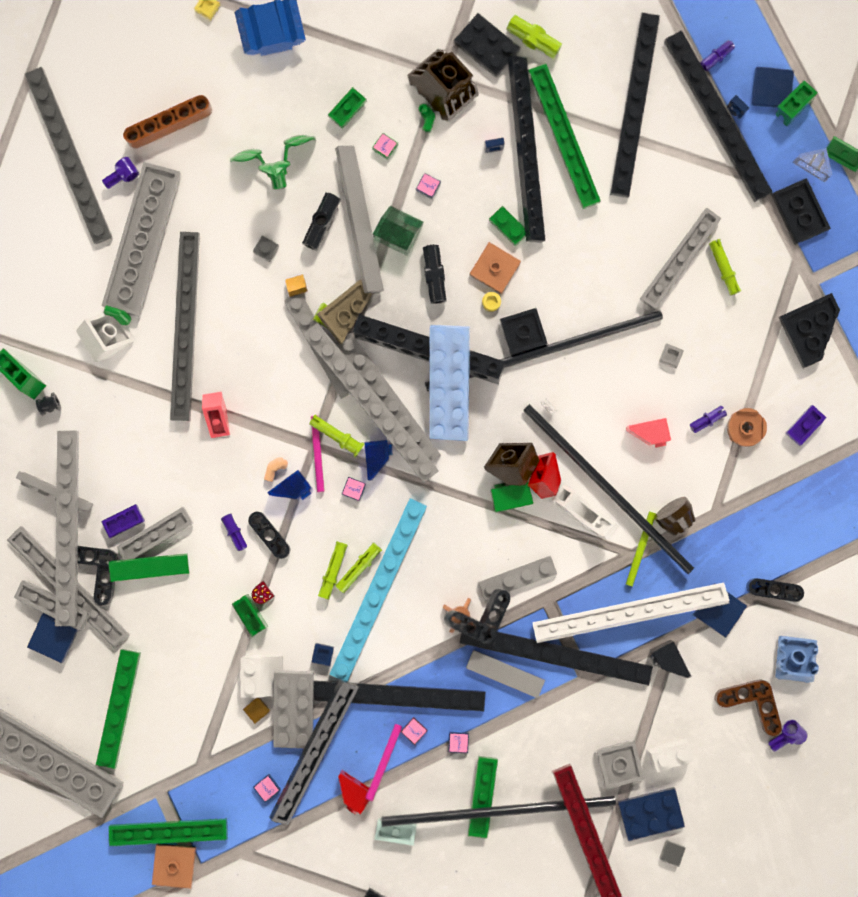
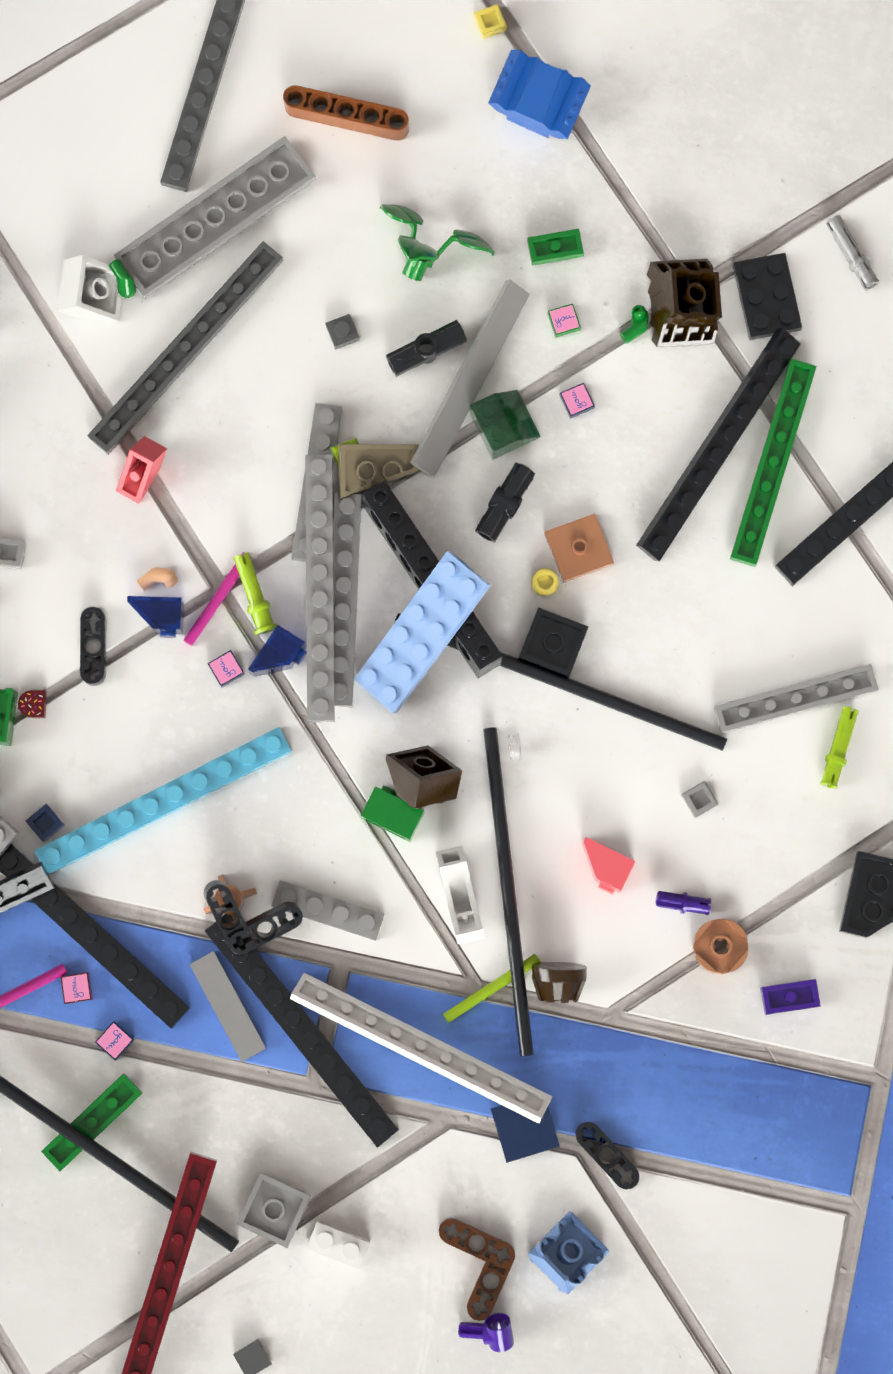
camera: 35 degrees right, 5 degrees down
(124, 170) = (256, 129): dark purple axle -> none
(234, 532) = (57, 612): dark purple axle -> none
(296, 285) = (342, 397): tile -> none
(332, 570) = (125, 742): lime pin -> none
(355, 571) = (154, 760): lime pin -> none
(494, 145) = (685, 412): dark blue tile -> none
(508, 225) = (631, 512): green plate -> none
(534, 36) = (826, 327): lime piece -> none
(546, 476) = (448, 821): red slope -> none
(651, 814) = (264, 1295): dark blue plate -> none
(669, 659) = (423, 1136): black slope -> none

